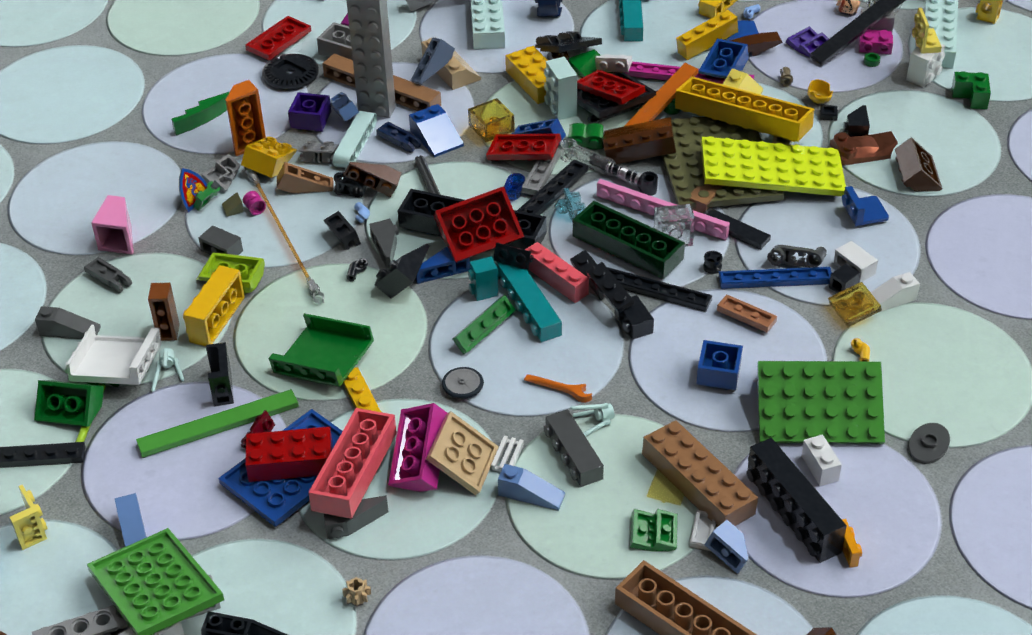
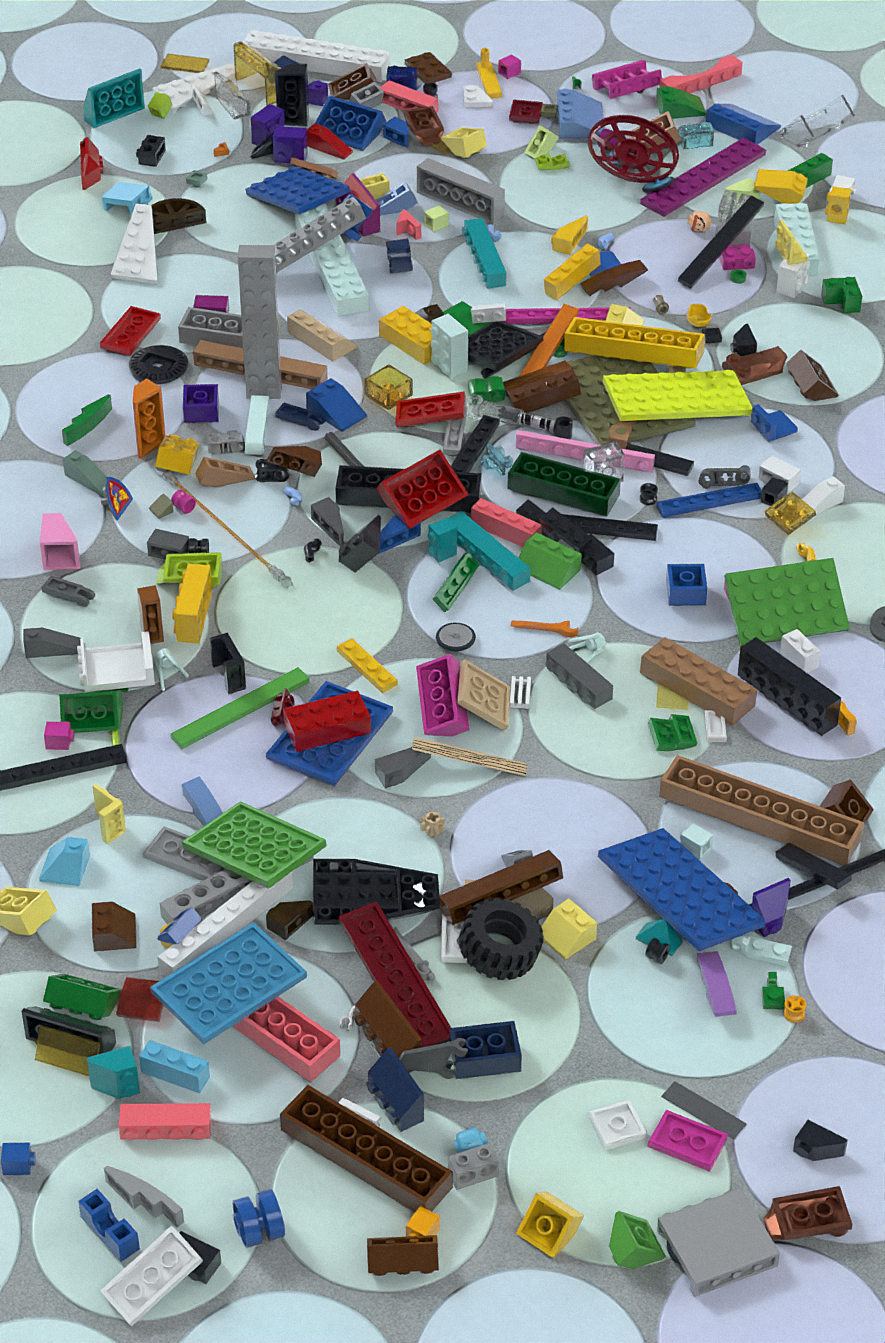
camera: 15 degrees left, 0 degrees up
(26, 422) = (58, 735): none -> dark pink brick
(74, 573) = (169, 852): none -> light grey tile
(174, 158) = (84, 471): none -> sand green slope
(205, 196) = (130, 502): green plate -> none
(222, 173) = (137, 477): light grey slope -> none
(248, 249) = (198, 546): none -> black wheel
(324, 351) = (315, 627): green panel -> none
(342, 229) = (284, 513): black hinge -> none
(343, 106) = (233, 393): medium blue slope -> none
(352, 463) = (391, 717): coral brick -> none
(425, 519) = (469, 756): none -> tan sticker
(435, 57) = (311, 334): sand blue slope -> none
(512, 256) = (464, 514): black hinge -> none
(514, 185) = (433, 444): clear blue plate -> none
(529, 488) = (552, 716): medium blue slope -> none
(543, 127) = (443, 387): blue slope -> none
(565, 42) = (434, 297): black hinge -> none
(586, 317) = (550, 560): none -> bright green slope
(610, 87) = (498, 338): red plate -> none
(724, 57) = (598, 294): blue slope -> none
(729, 545) = (743, 733): medium blue slope -> none
(747, 313) = (694, 535): nougat plate -> none
(806, 41) = (670, 265): dark purple slope -> none

